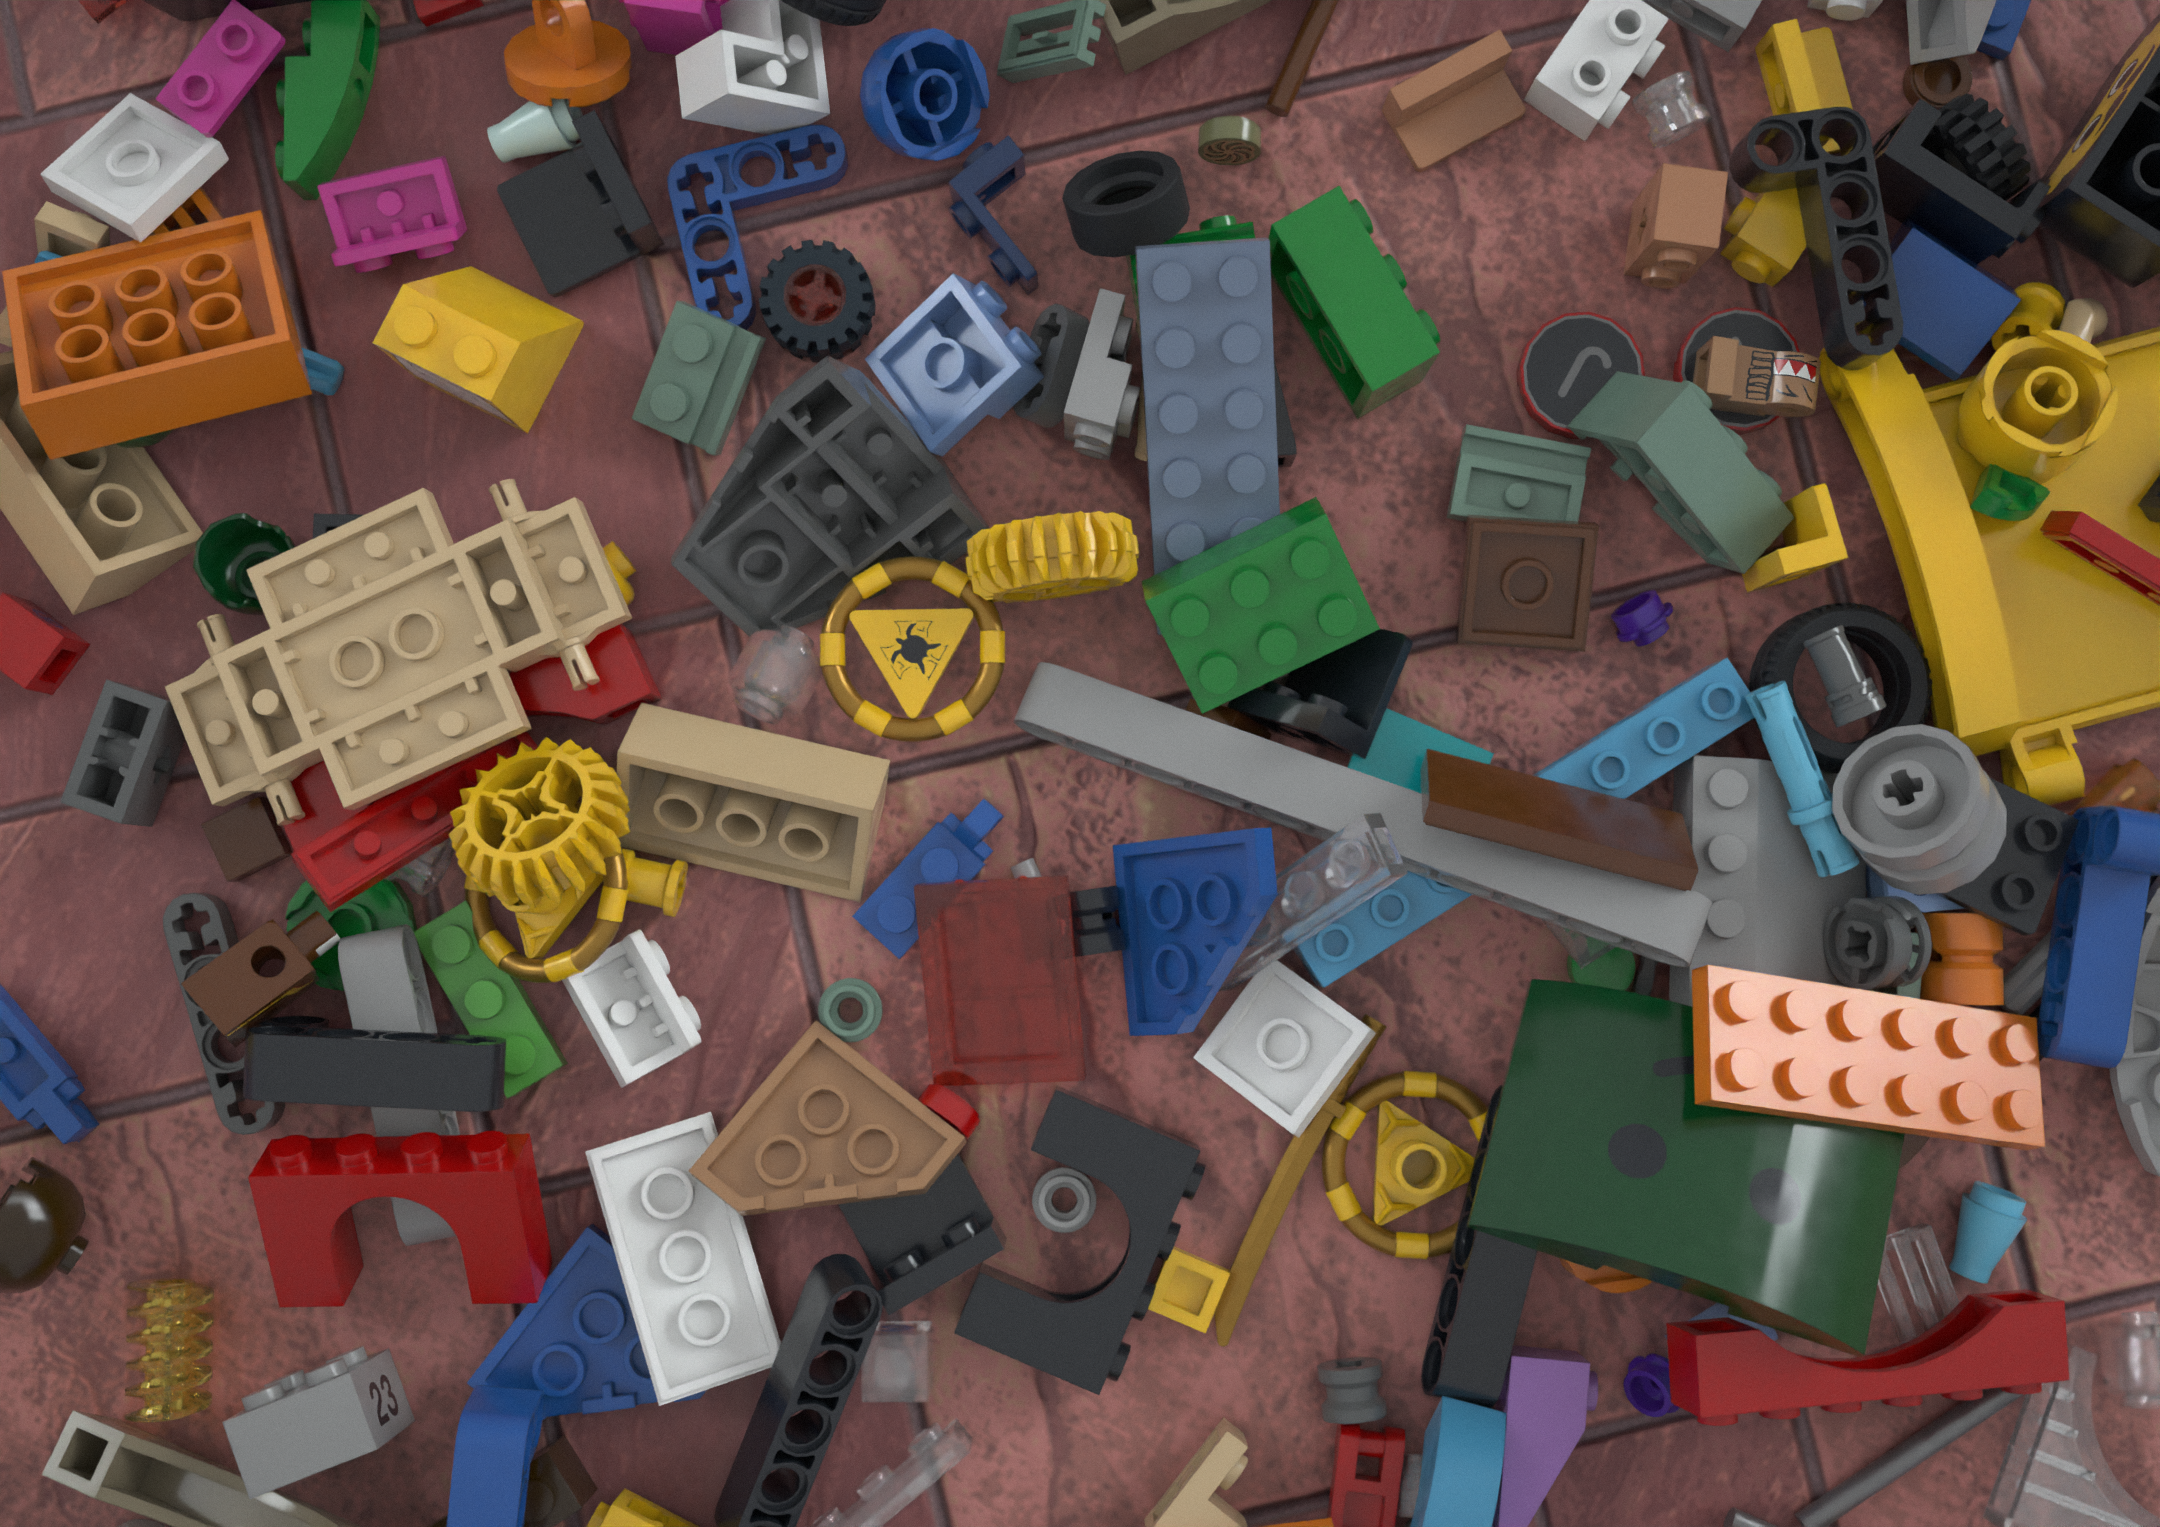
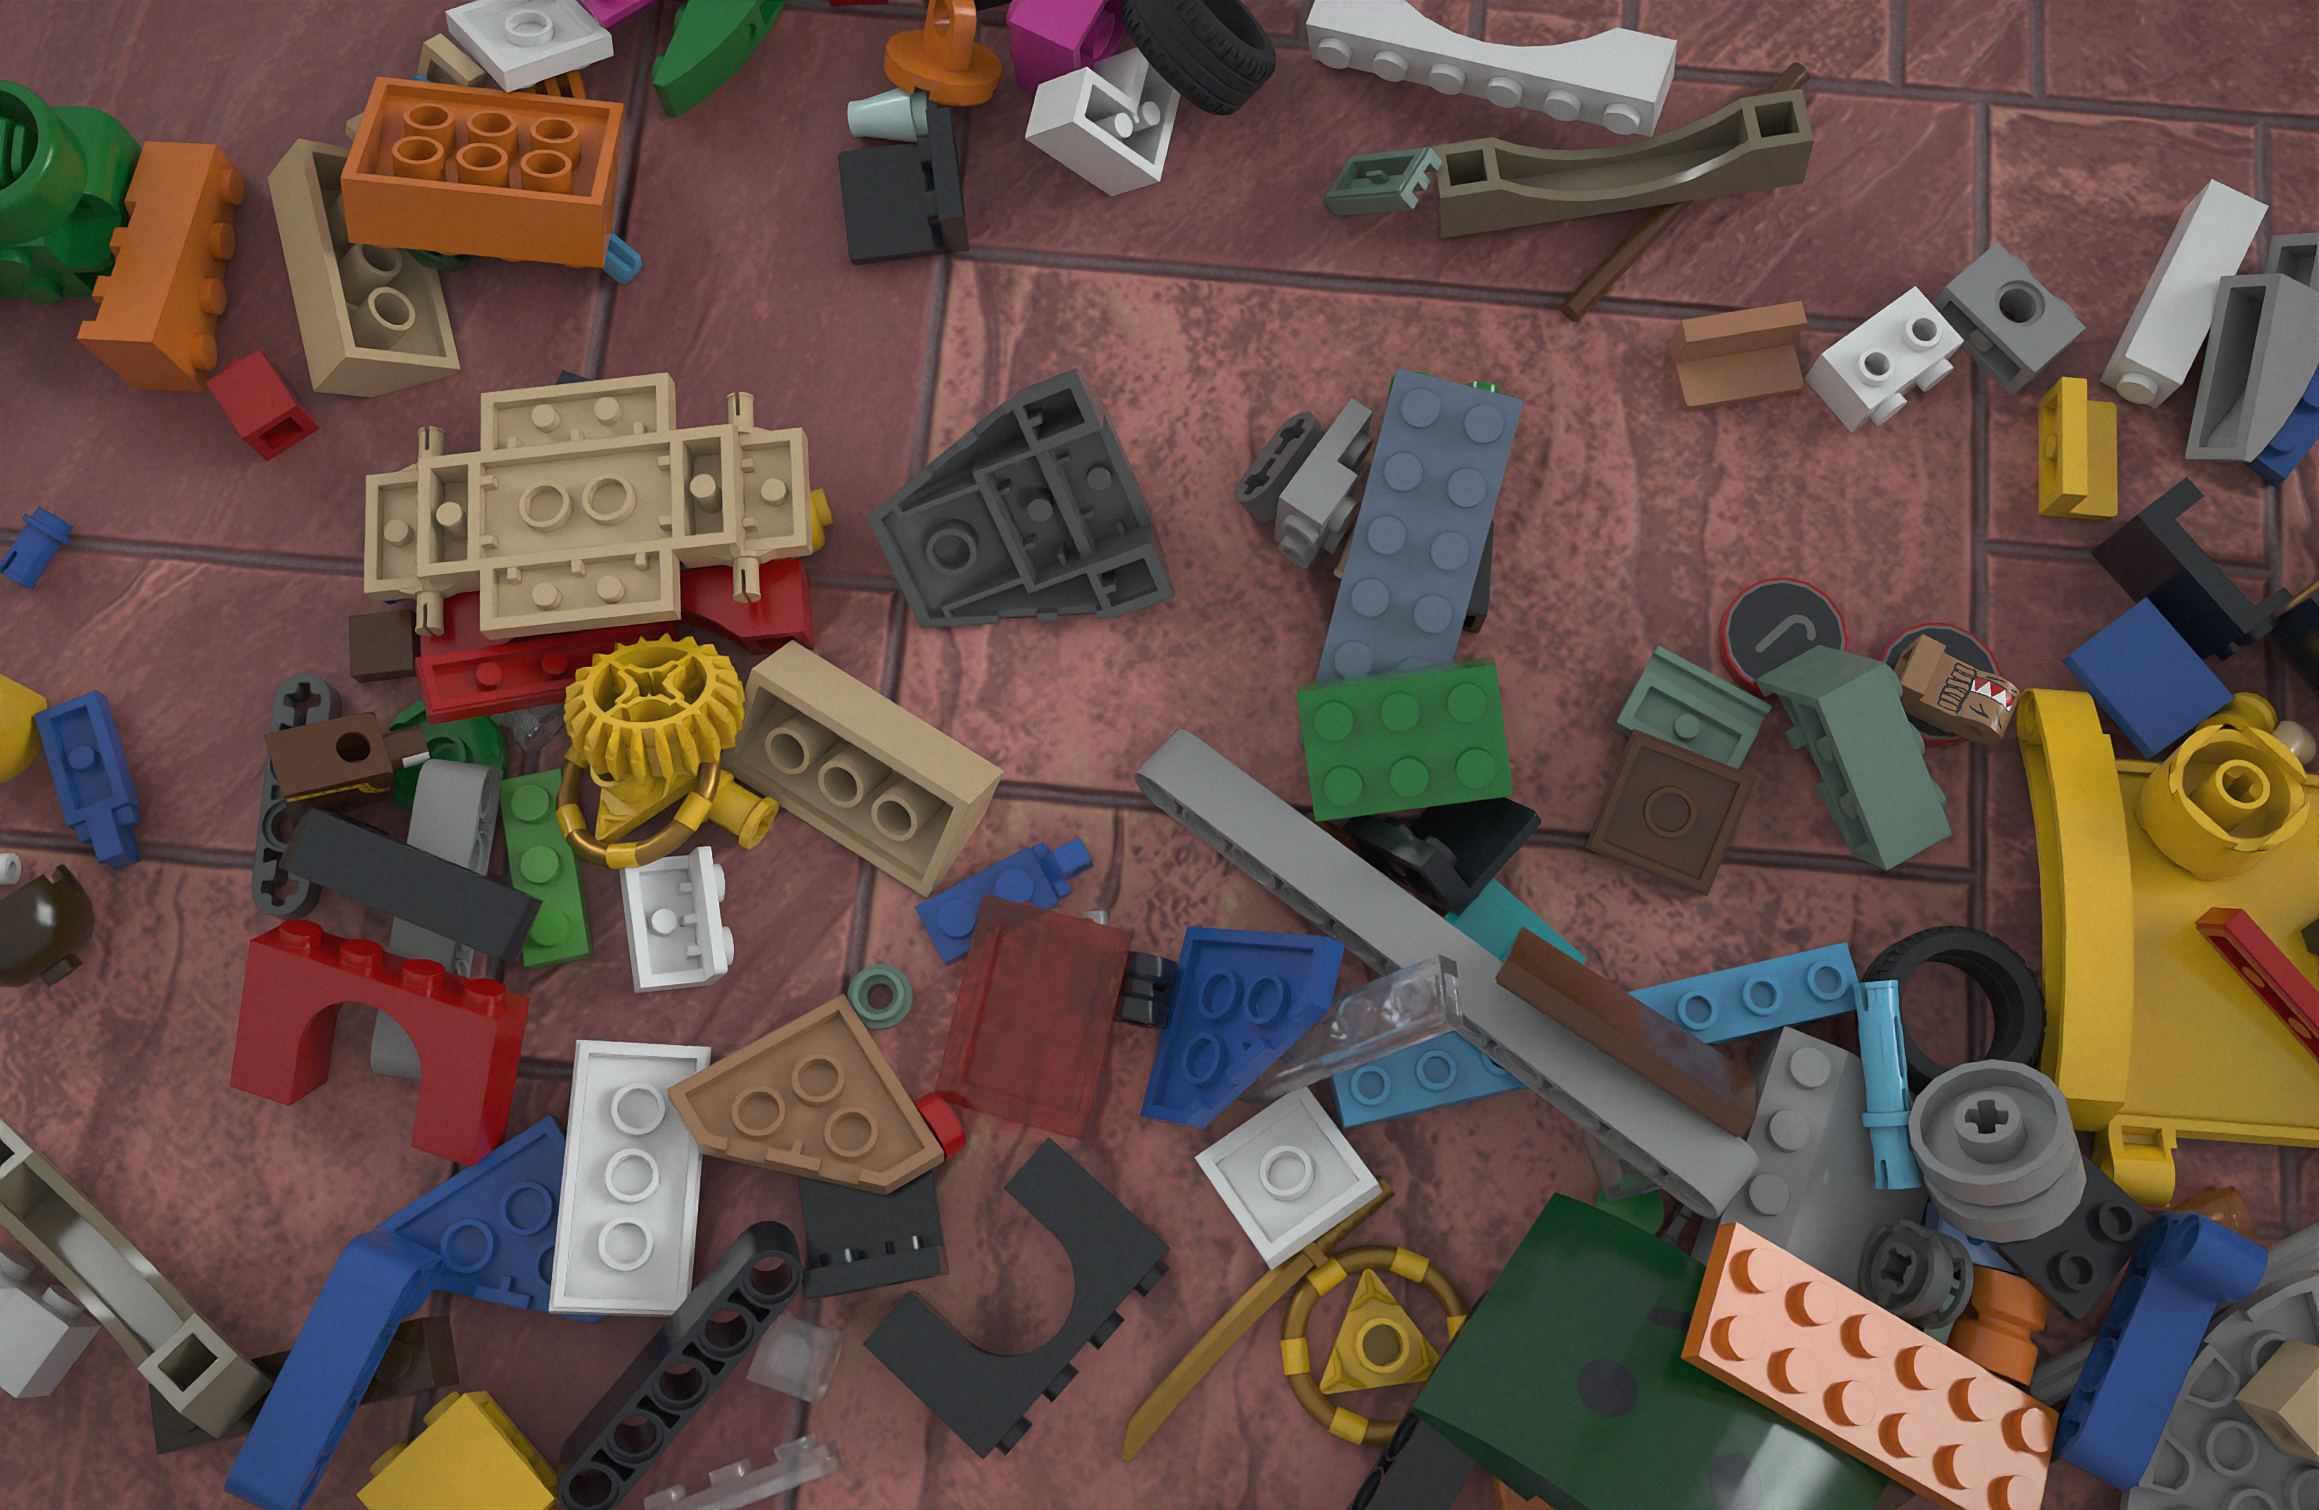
camera: 20 degrees right, 10 degrees down
(126, 756) = (306, 528): dark grey brick -> none
(170, 1349) = (111, 1092): clear yellow piece -> none
(228, 551) = (461, 389): dark green hair -> none
(317, 1419) = (219, 1205): light grey brick -> none
(393, 213) = (738, 143): dark pink bracket -> none
(480, 342) = (768, 275): yellow slope -> none
(698, 378) = (955, 372): sand green plate -> none
(731, 193) = (1044, 225): blue beam -> none
(775, 674) = (926, 658): clear head -> none
(817, 278) = (1085, 321): black wheel -> none
(911, 649) = (1062, 675): piece -> none
(924, 94) = (1251, 190): blue cylinder -> none
(955, 363) = (1196, 433): medium blue plate -> none
(985, 176) = (1272, 287): dark blue bracket -> none
(1052, 557) = (1223, 632): yellow gear -> none
(1070, 1219) = (998, 1250): light grey plate -> none
(1126, 203) = (1404, 337): black tyre -> none
(1188, 1289) = (1109, 1389): yellow tile -> none
(1229, 140) = (1517, 323): olive tile -> none
(1351, 301) = (1583, 495): green brick -> none
(1642, 618) = (1773, 885): dark purple plate -> none
(1671, 109) = (1942, 426): clear wheel -> none
(1675, 225) = (1915, 524): nougat brick -> none
(1765, 236) = (2007, 564): yellow brick -> none
(1810, 540) = (1955, 863): yellow panel -> none
(1829, 237) = (2063, 579): black beam -> none
(1849, 690) = (1958, 1011): dark grey pin -> none
(1937, 81) = (2217, 481): reddish brown tile -> none
(1979, 146) = (2234, 543): black tyre -> none
(2007, 495) = (2172, 877): green tile -> none

